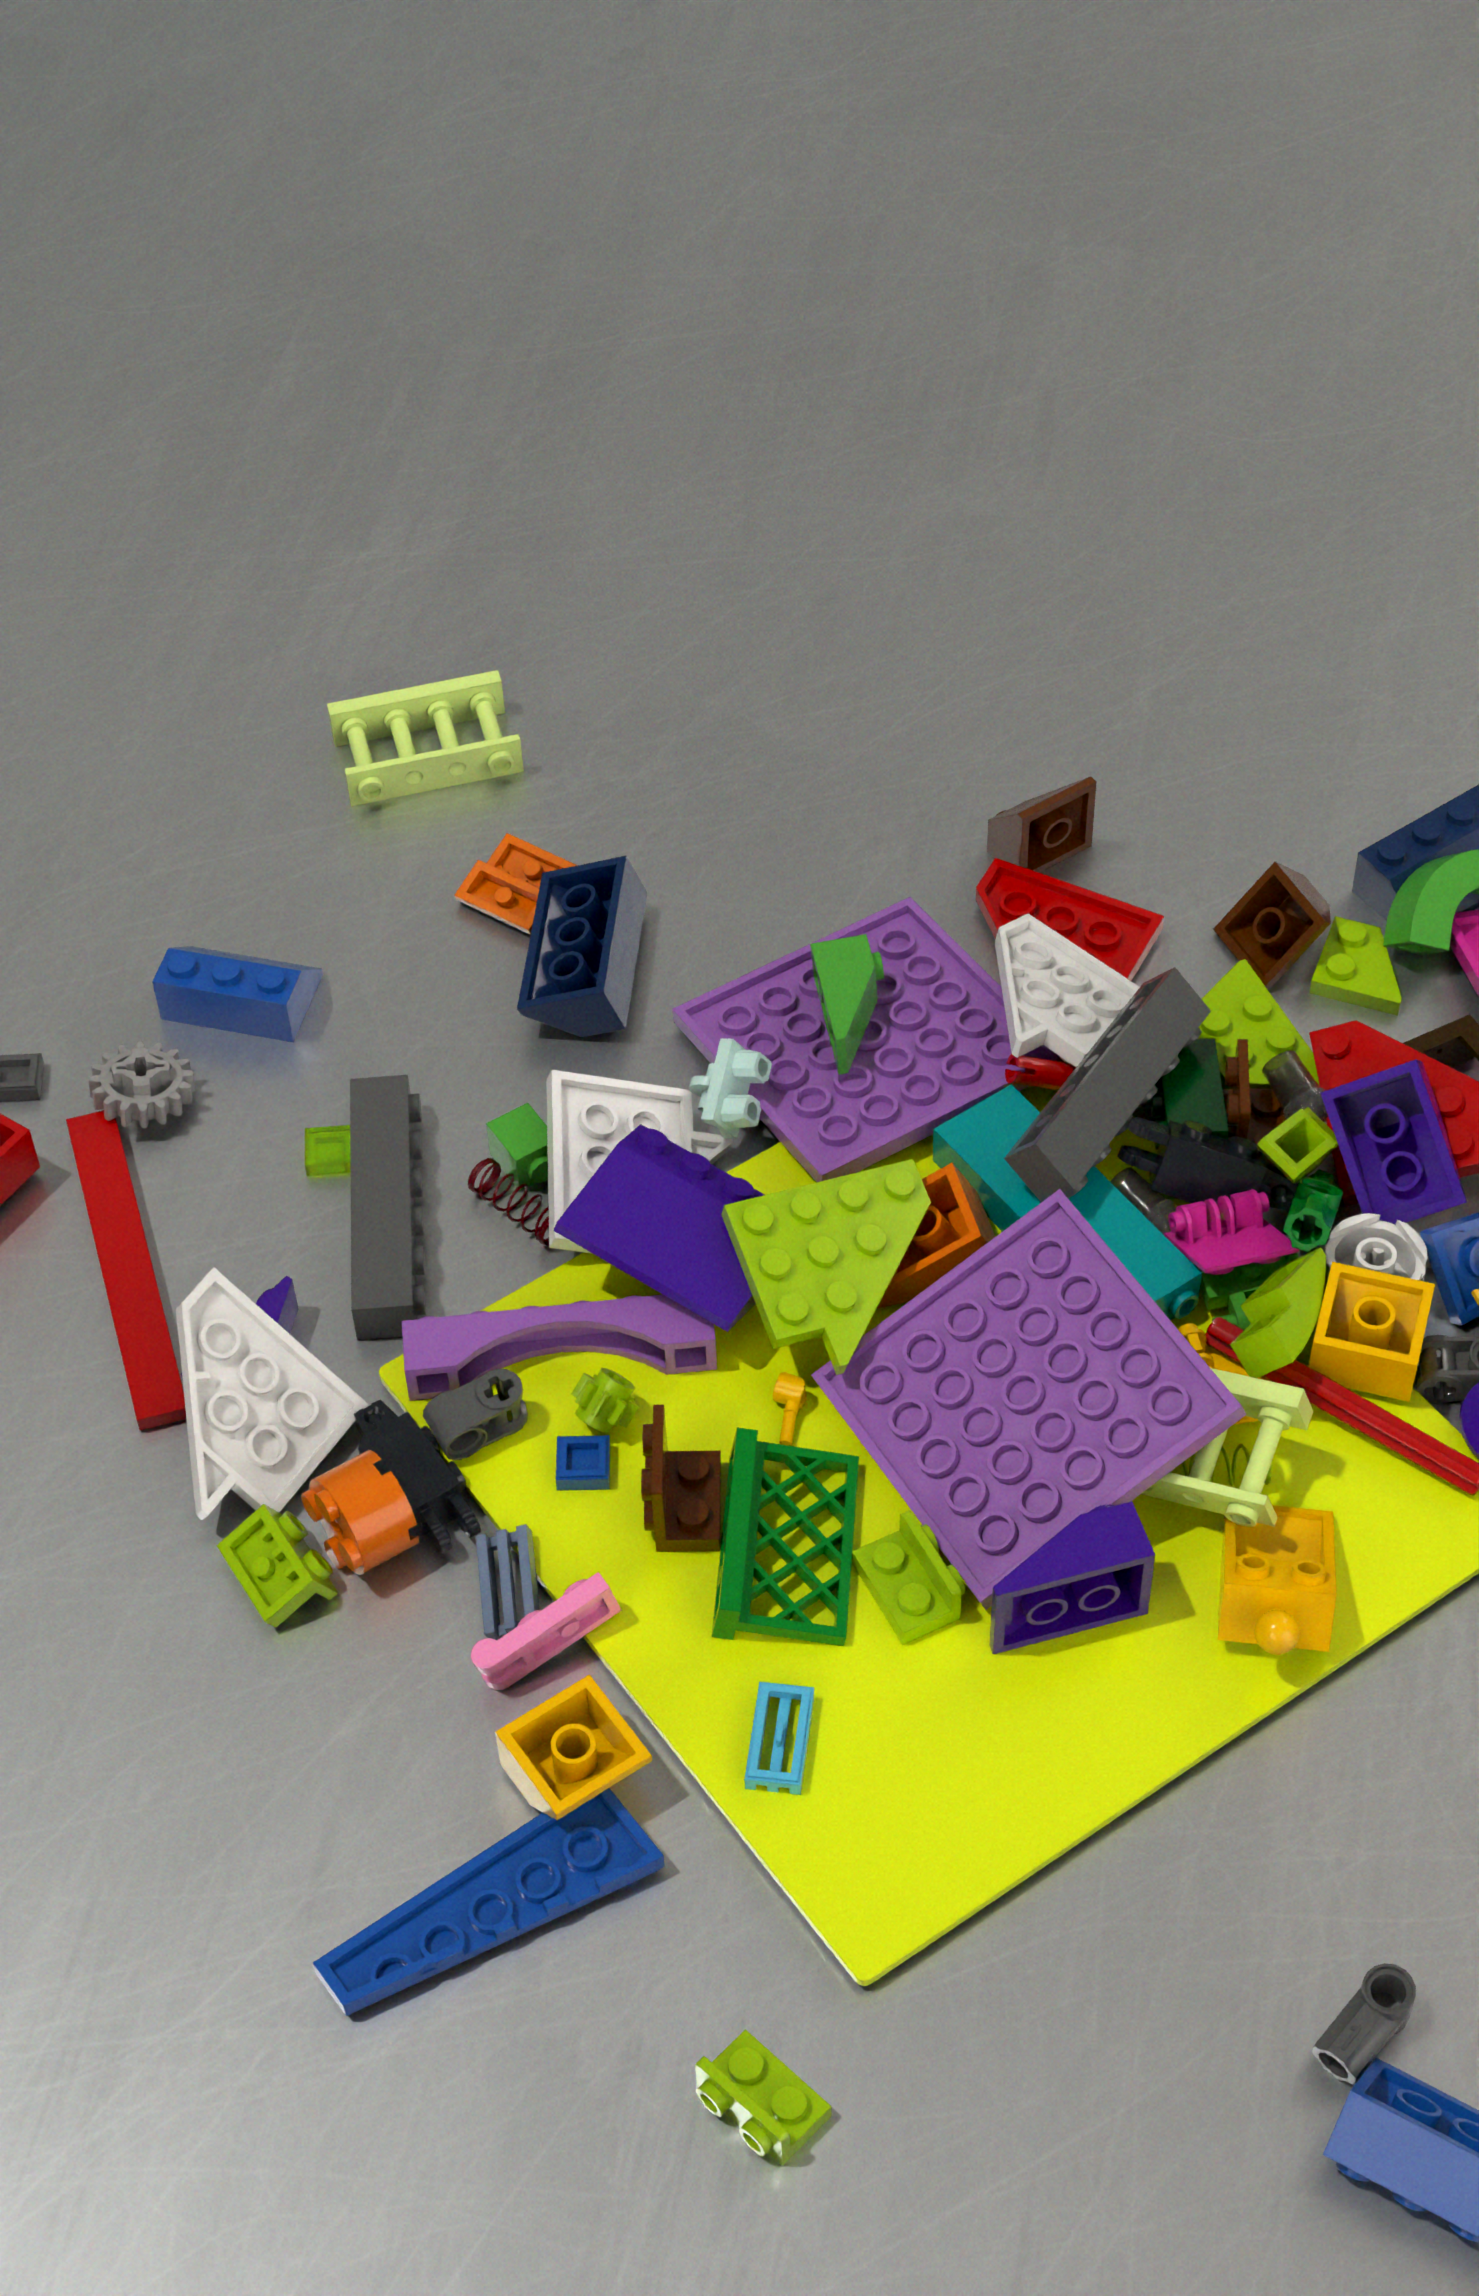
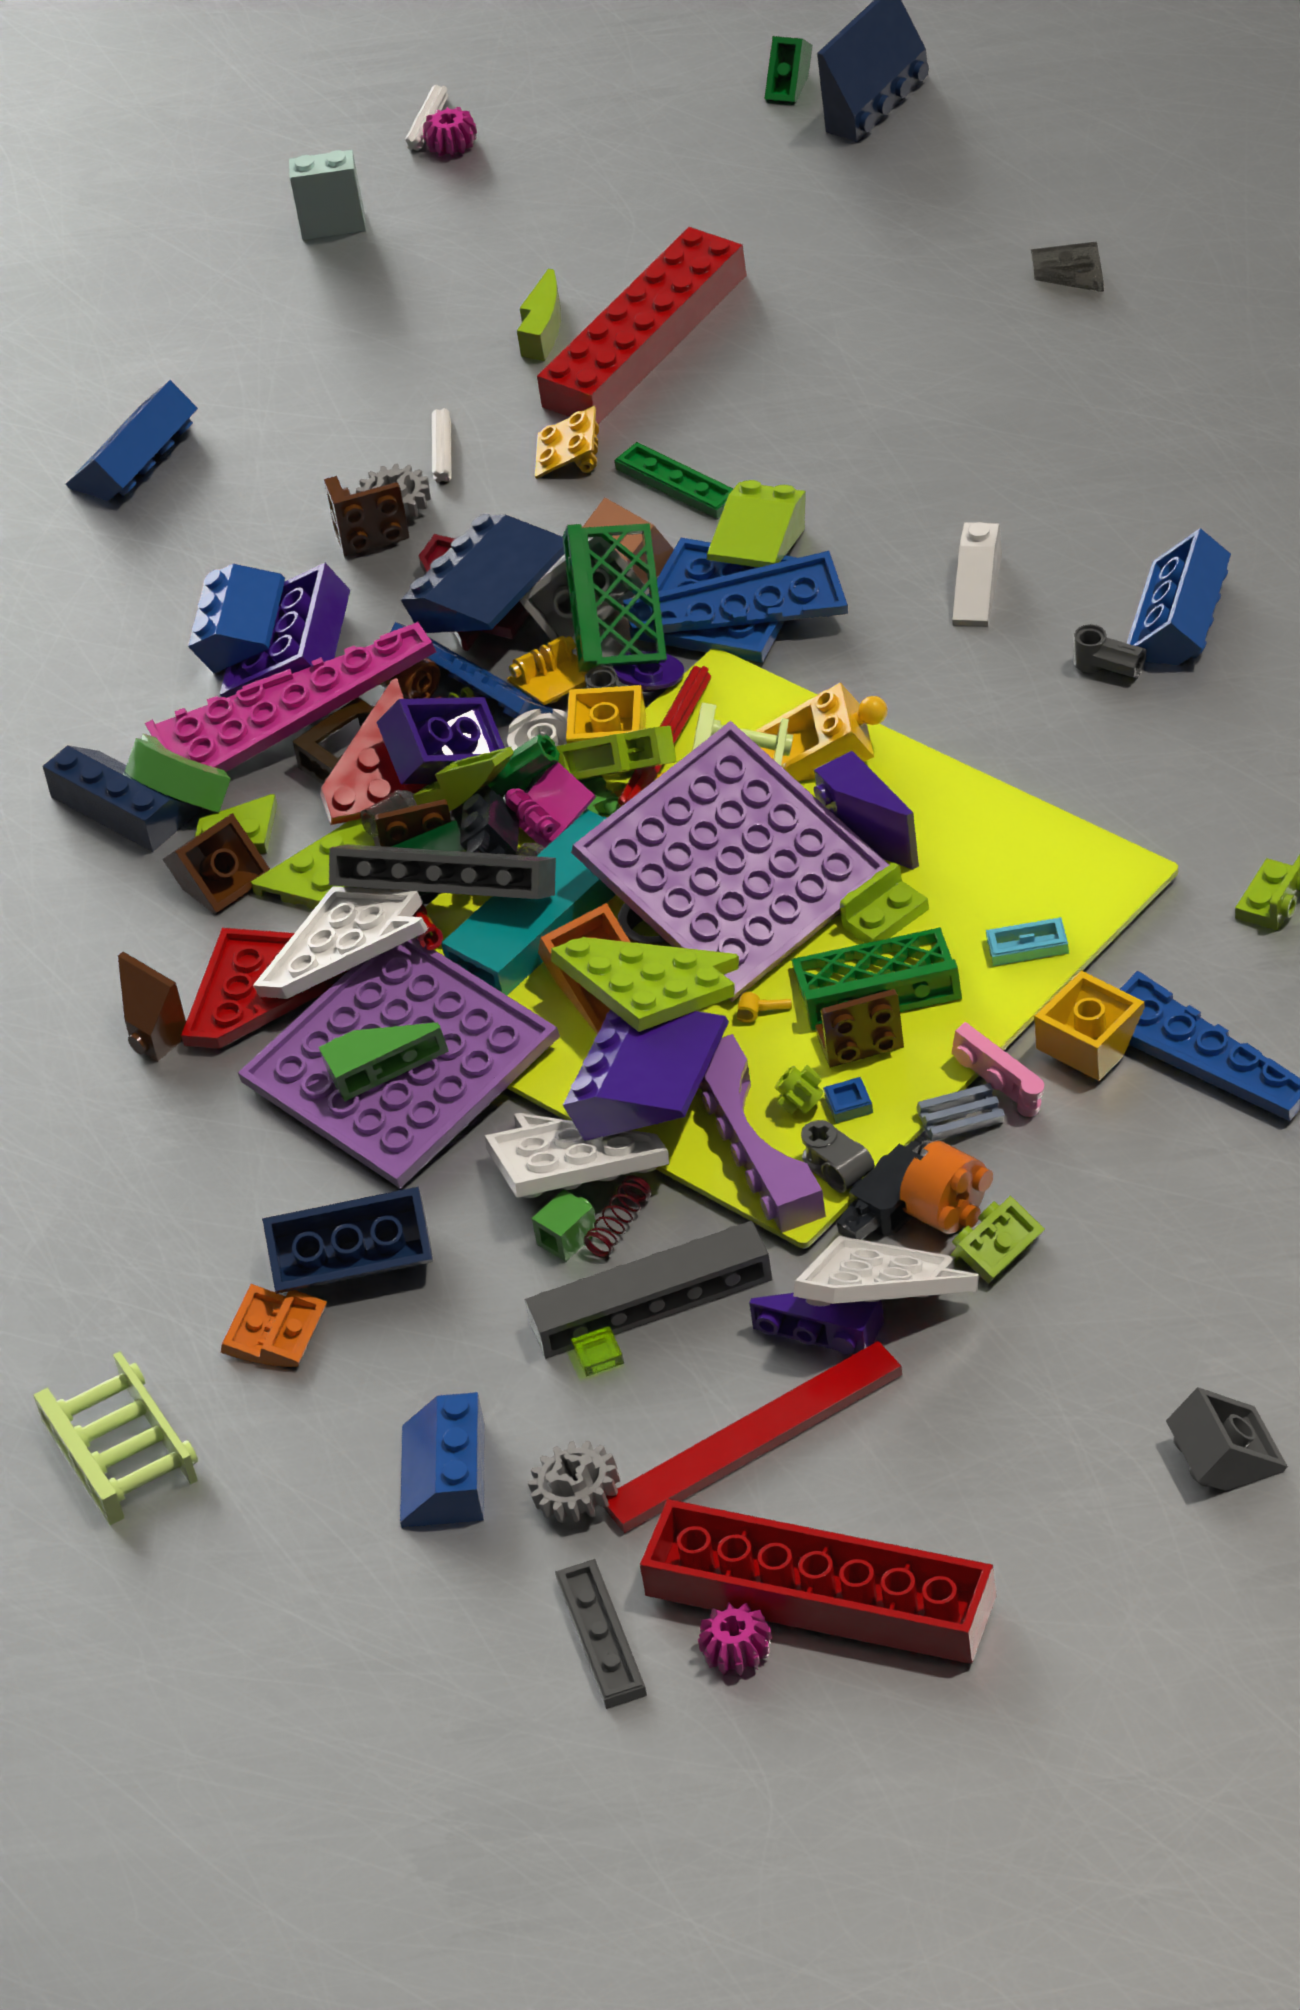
camera: 100 degrees left, 5 degrees down
(726, 1088) = (485, 1102): light aqua hips -> none

